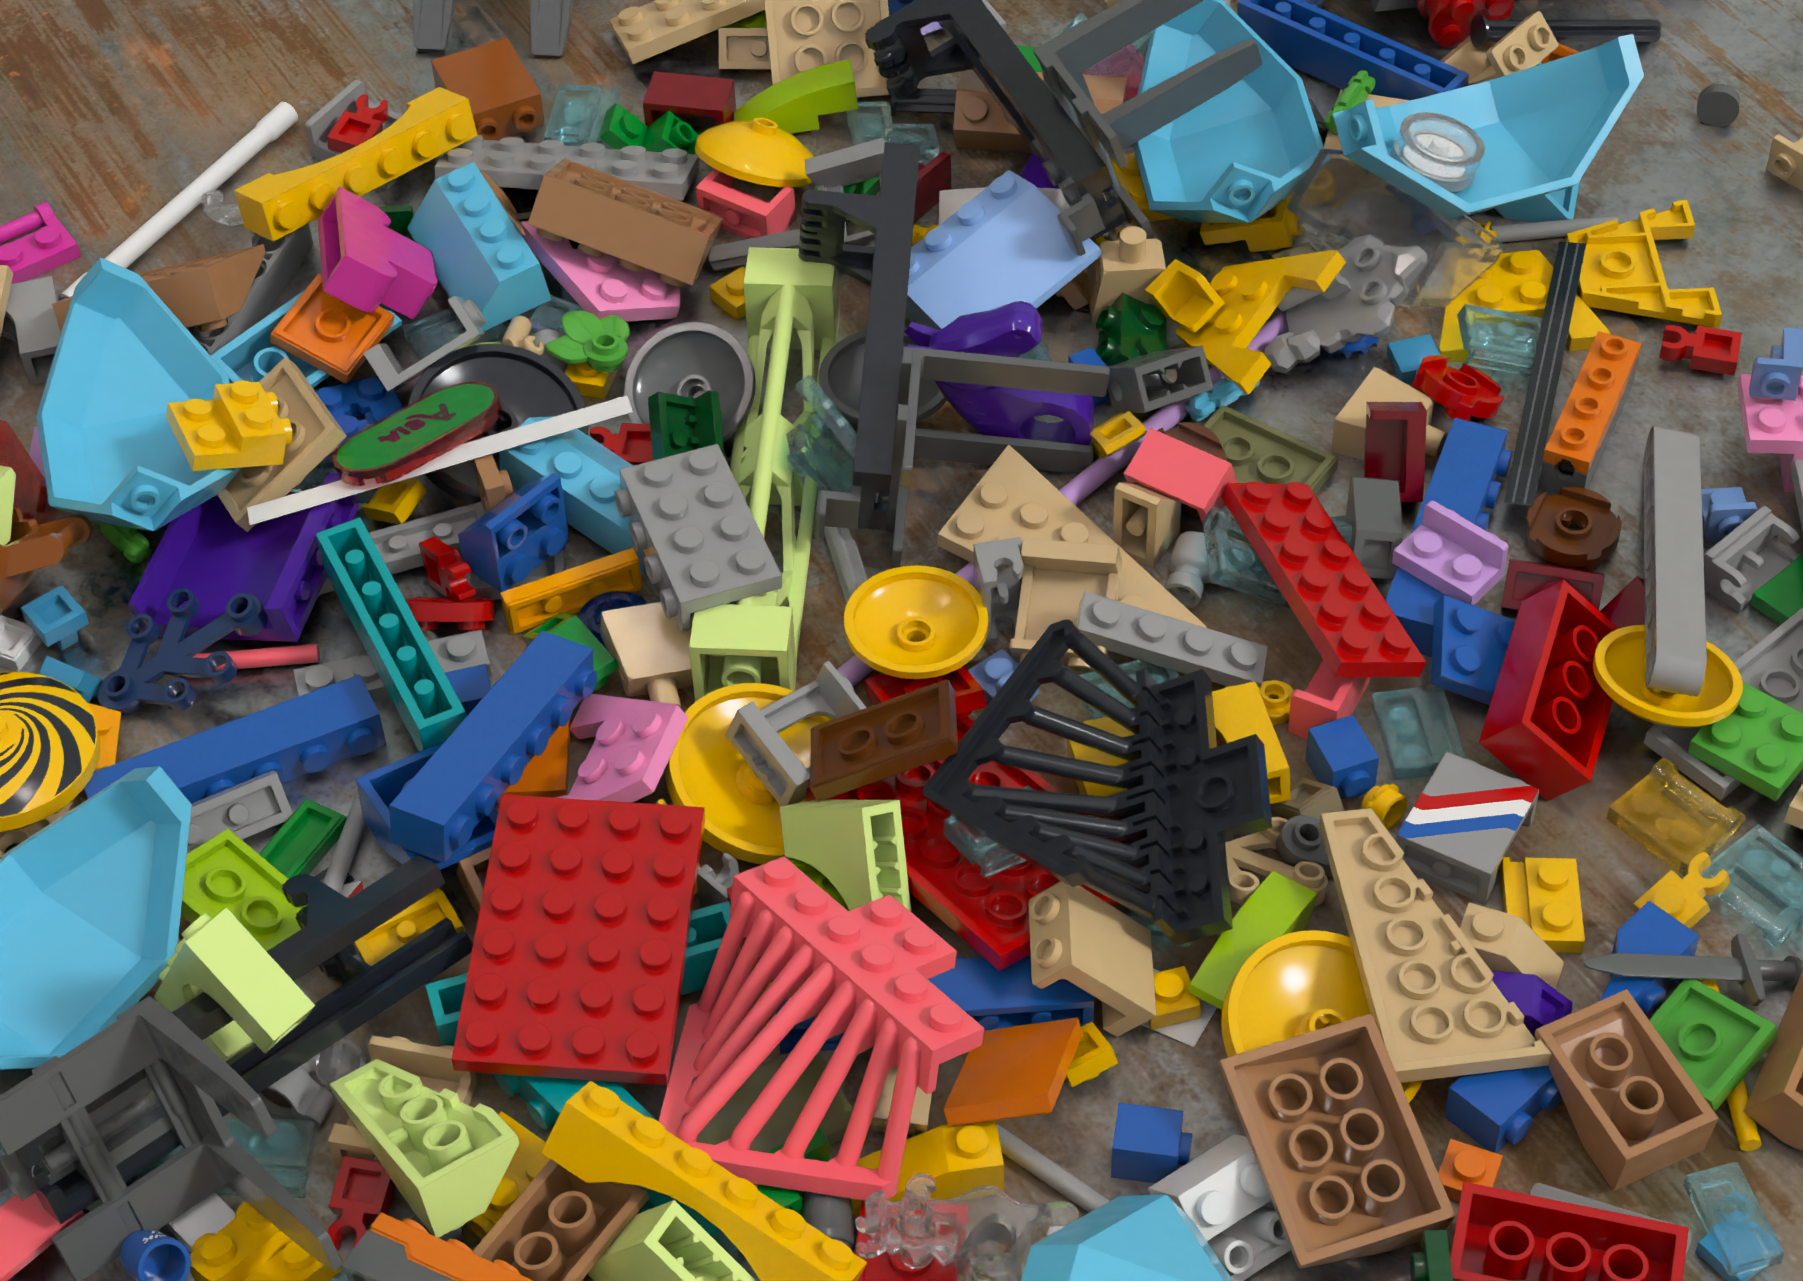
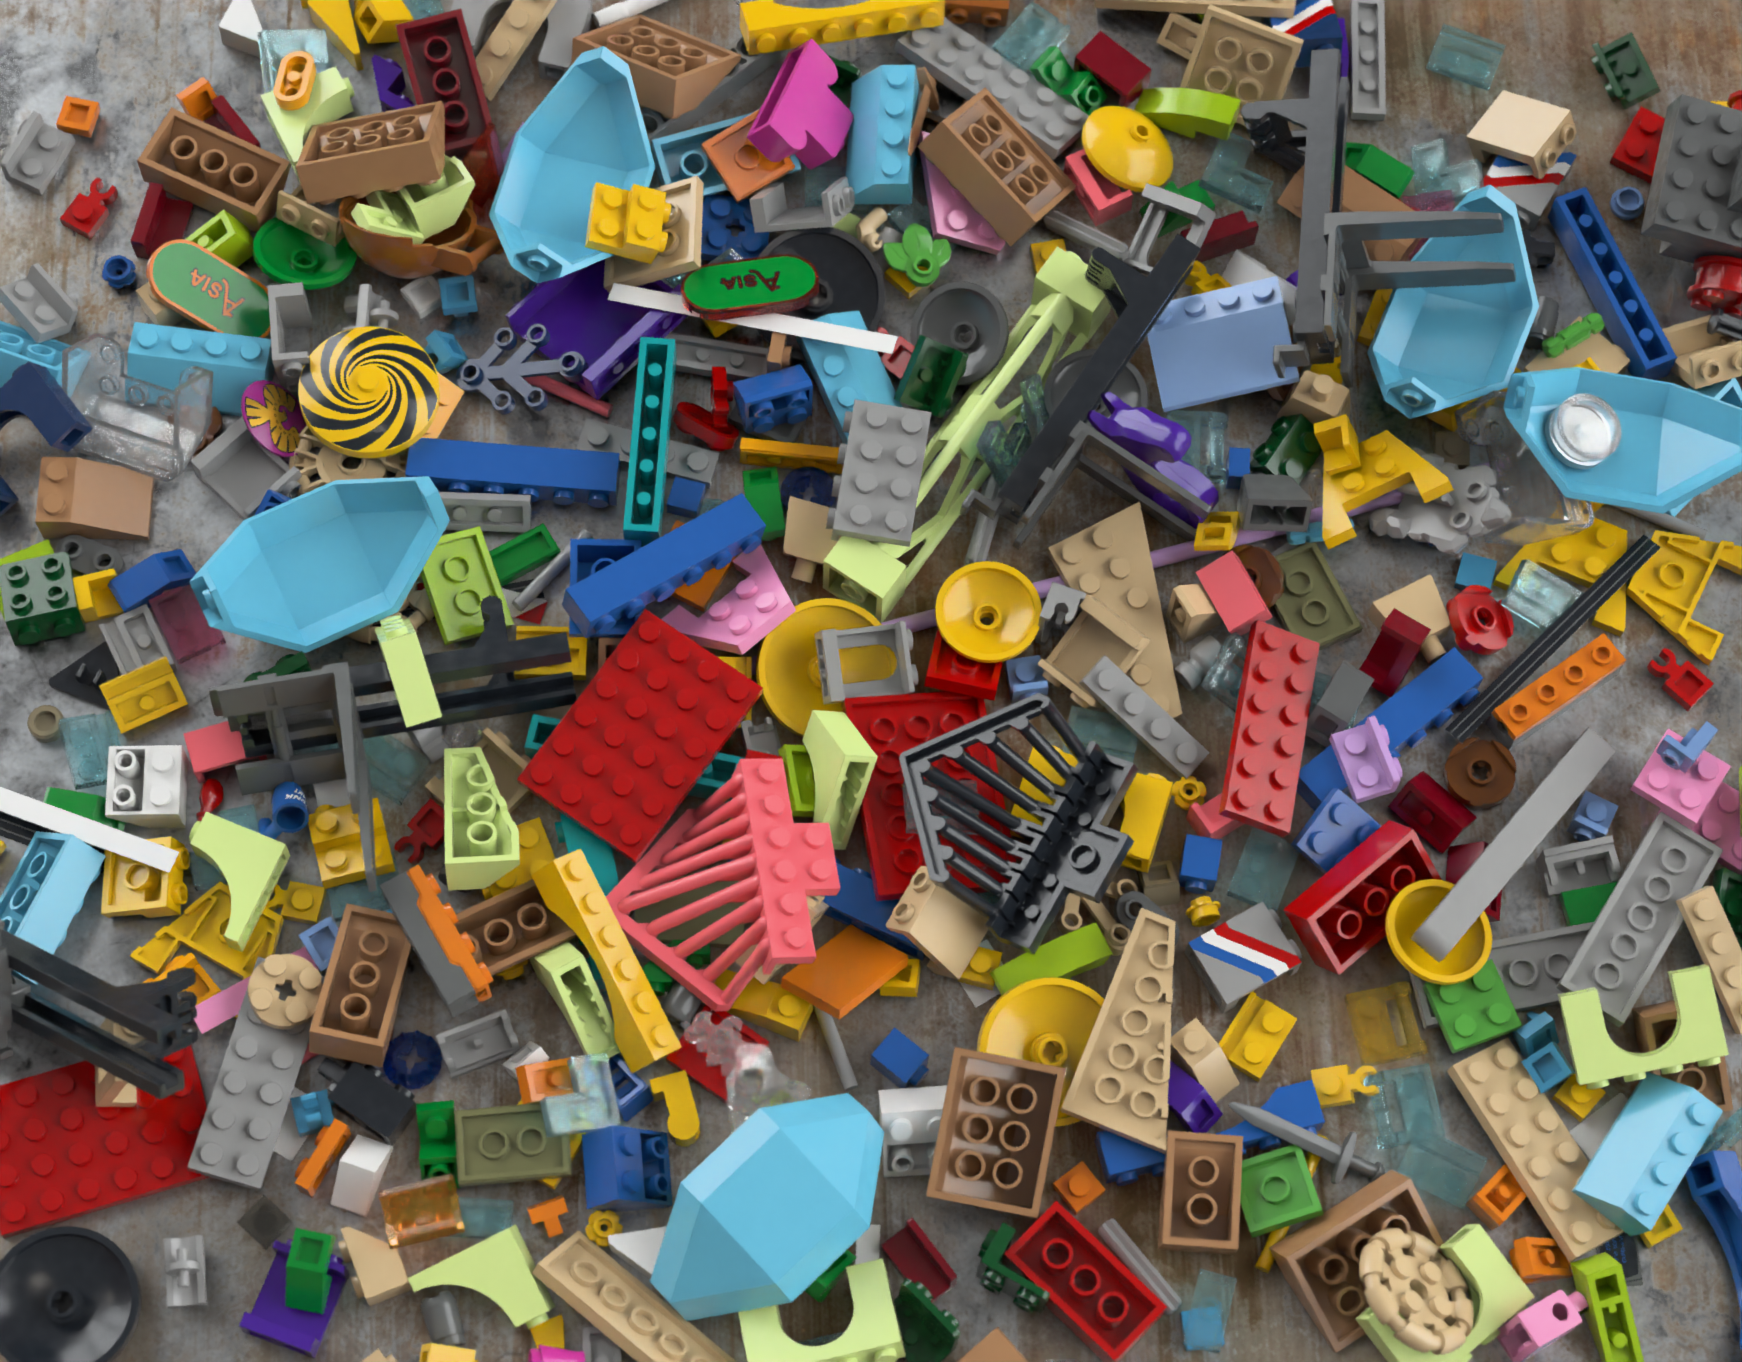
camera: 25 degrees right, 20 degrees up
(883, 740) = (901, 701): reddish brown tile -> none

